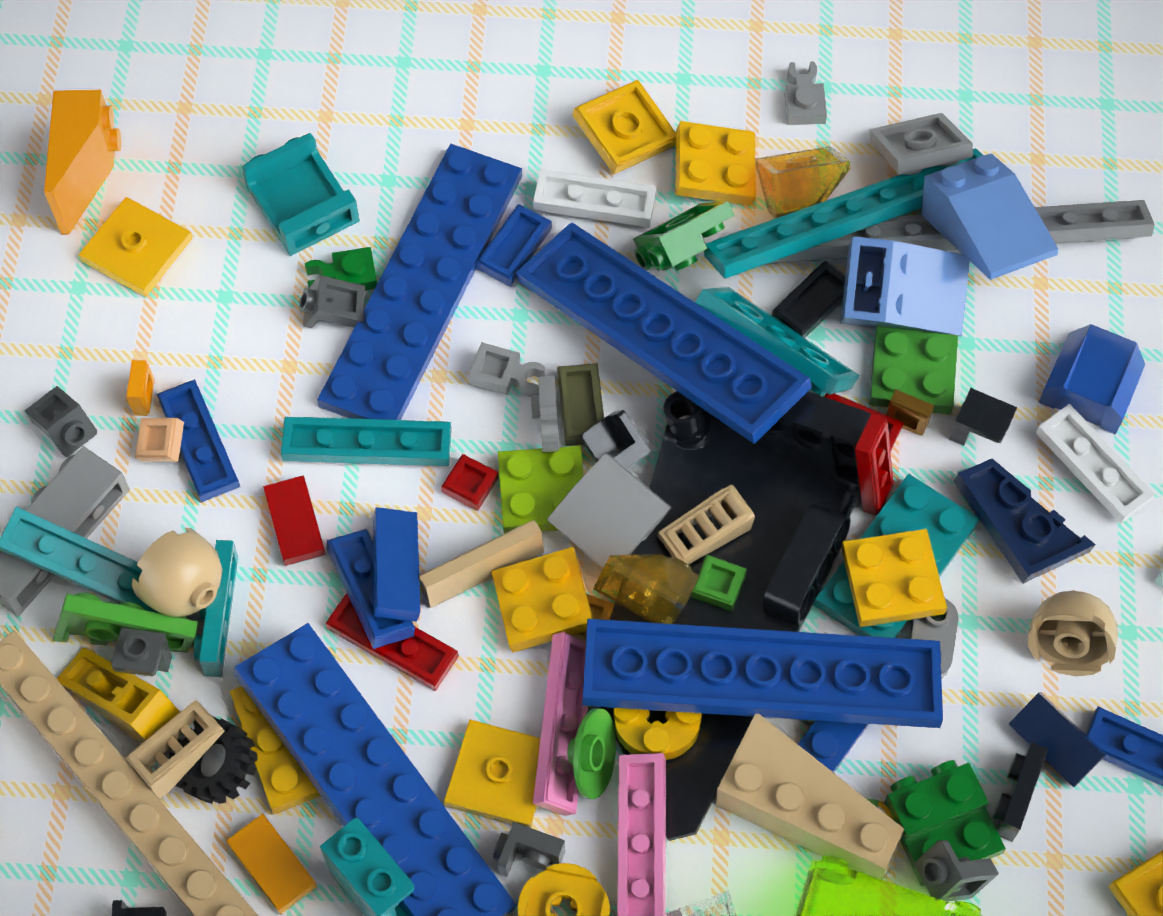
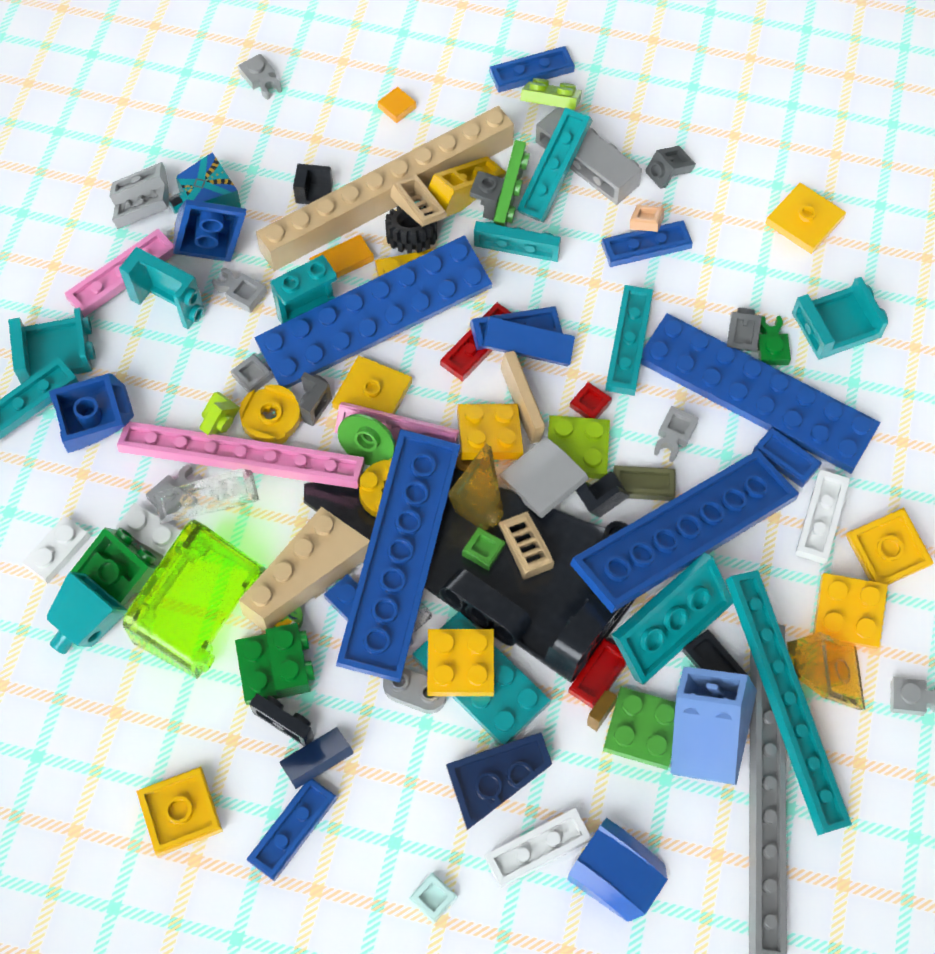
camera: 100 degrees right, 0 degrees up
(78, 153) = (874, 176): light orange slope -> none
(140, 388) = (687, 209): light orange tile -> none
(178, 574) = (532, 207): tan cylinder -> none
(294, 520) = (577, 292): red tile -> none
(545, 407) = (635, 453): light grey plate -> none
(680, 238) = (771, 556): plate -> none
(874, 464) = (546, 655): red tile -> none
(921, 143) = (854, 773): light grey plate -> none
(952, 877) = (227, 659): dark grey bracket -> none
(982, 416) = (586, 763): black panel -> none
(987, 216) = (767, 802): medium blue slope -> none
(1074, 633) = (396, 788): tan cylinder -> none

